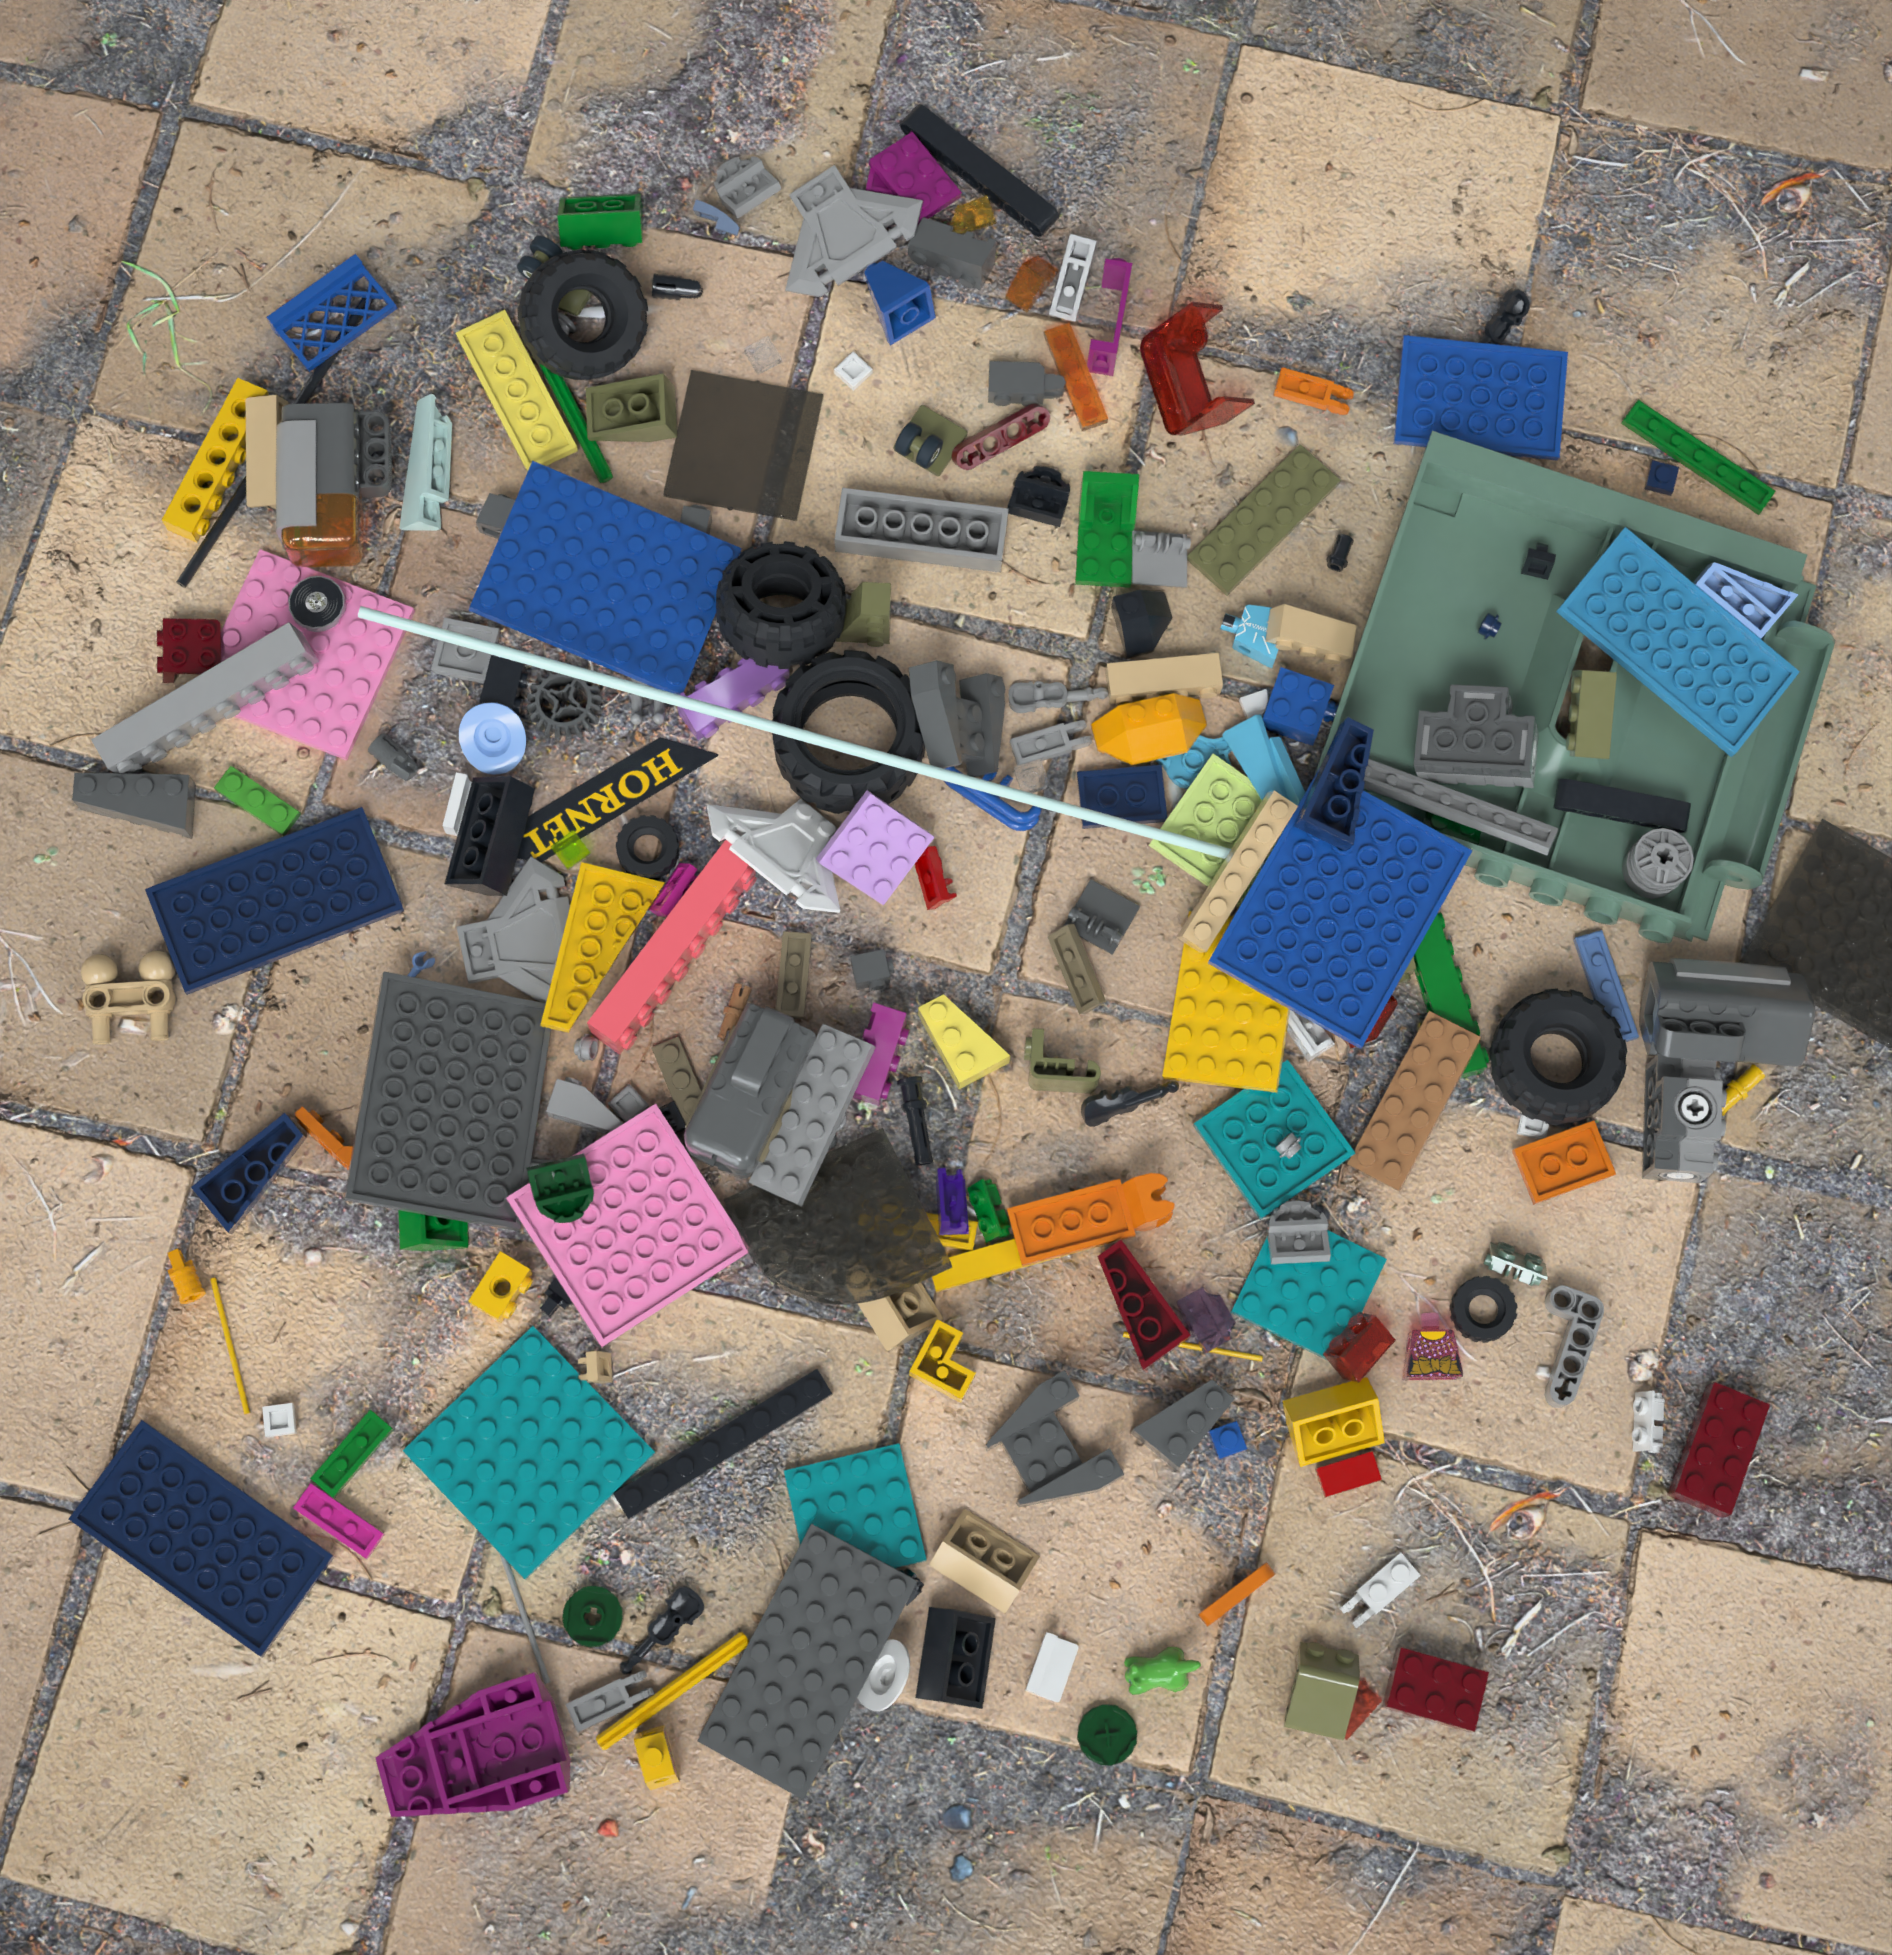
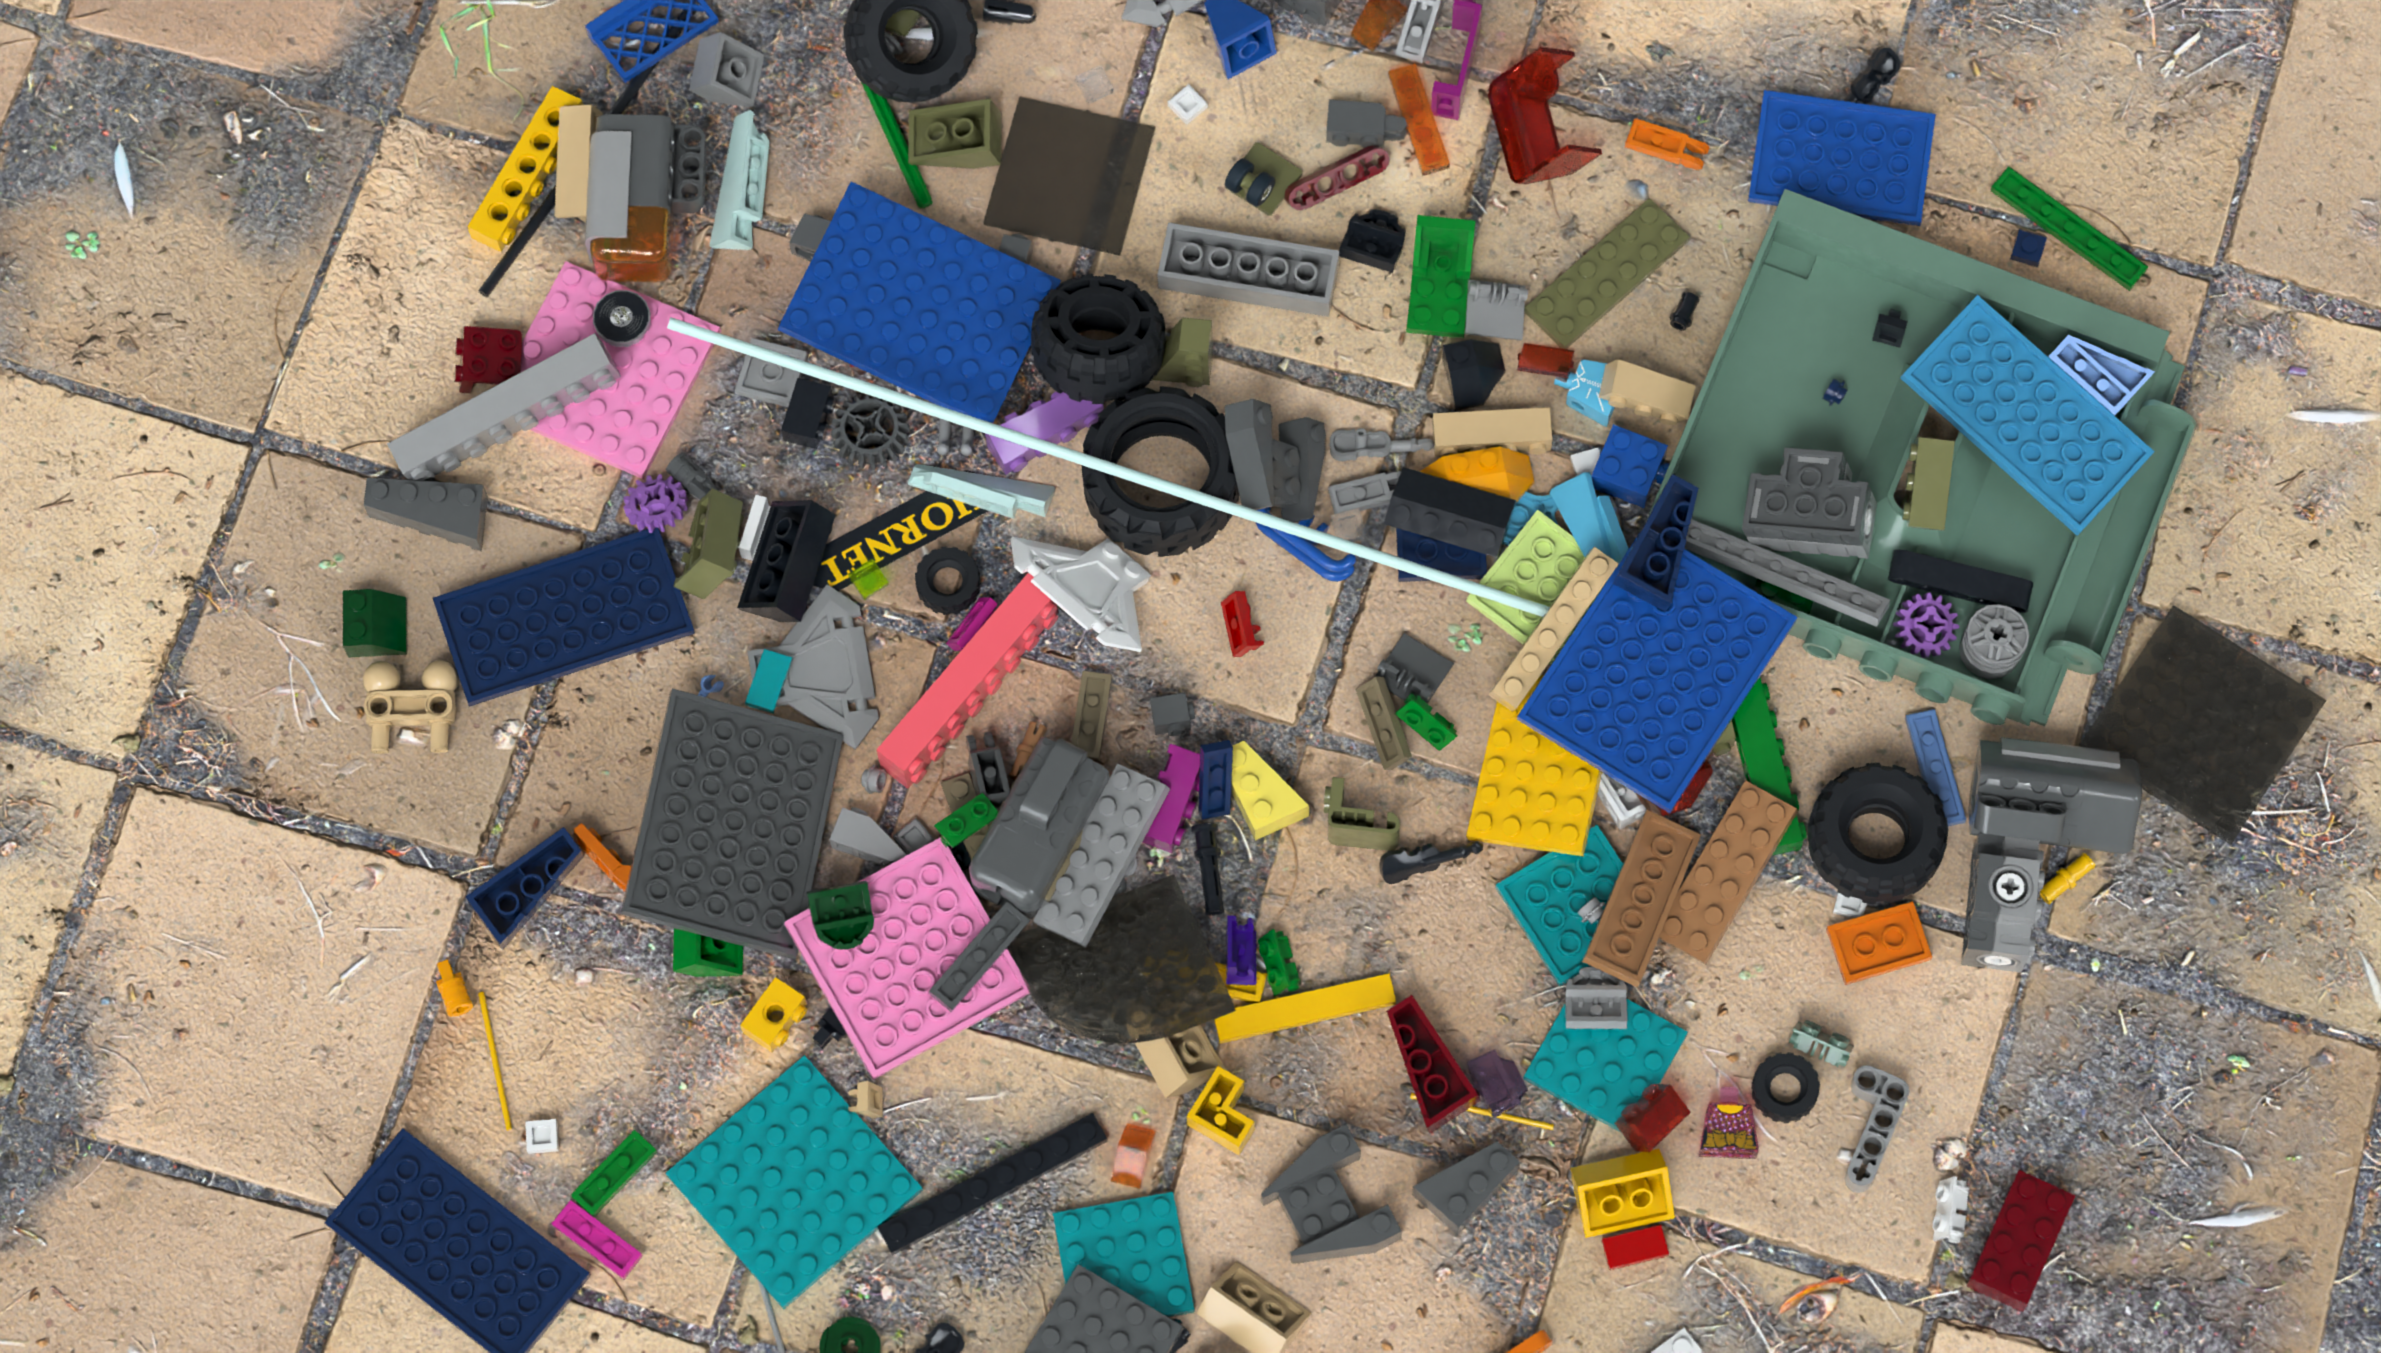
camera: 10 degrees right, 5 degrees down
(89, 916) = (374, 623): none -> dark green slope
(257, 801) = (550, 516): bright green plate -> none
(359, 785) = (655, 503): none -> medium lavender gear
(406, 356) = (726, 71): none -> light grey slope
(417, 824) = (713, 544): none -> olive wedge
(478, 956) = (768, 681): none -> teal tile
(492, 738) = (794, 462): light blue hat -> none
(516, 391) = (837, 110): light yellow plate -> none
(599, 924) = (893, 656): yellow wing -> none
(678, 758) = (984, 491): none -> light aqua wedge
(679, 1088) = (966, 820): none -> green hinge
(697, 1039) = (988, 770): none -> dark grey hinge
(698, 1221) = (979, 956): none -> dark grey plate
(858, 1408) = (1132, 1156): none -> clear orange slope
(875, 847) = (1181, 589): lavender plate -> none
(918, 1034) = (1215, 779): none -> dark blue plate
(1089, 1217) = (1382, 972): orange hinge -> none
(1123, 971) = (1431, 727): none -> green hinge
(1130, 760) = (1450, 512): none -> black slope
(1211, 606) = (1545, 360): none -> clear red piece
(1227, 1440) = (1512, 1207): blue plate -> none
(1336, 1131) = (1641, 898): none -> medium nougat plate
(1588, 863) = (1928, 614): none -> medium lavender gear

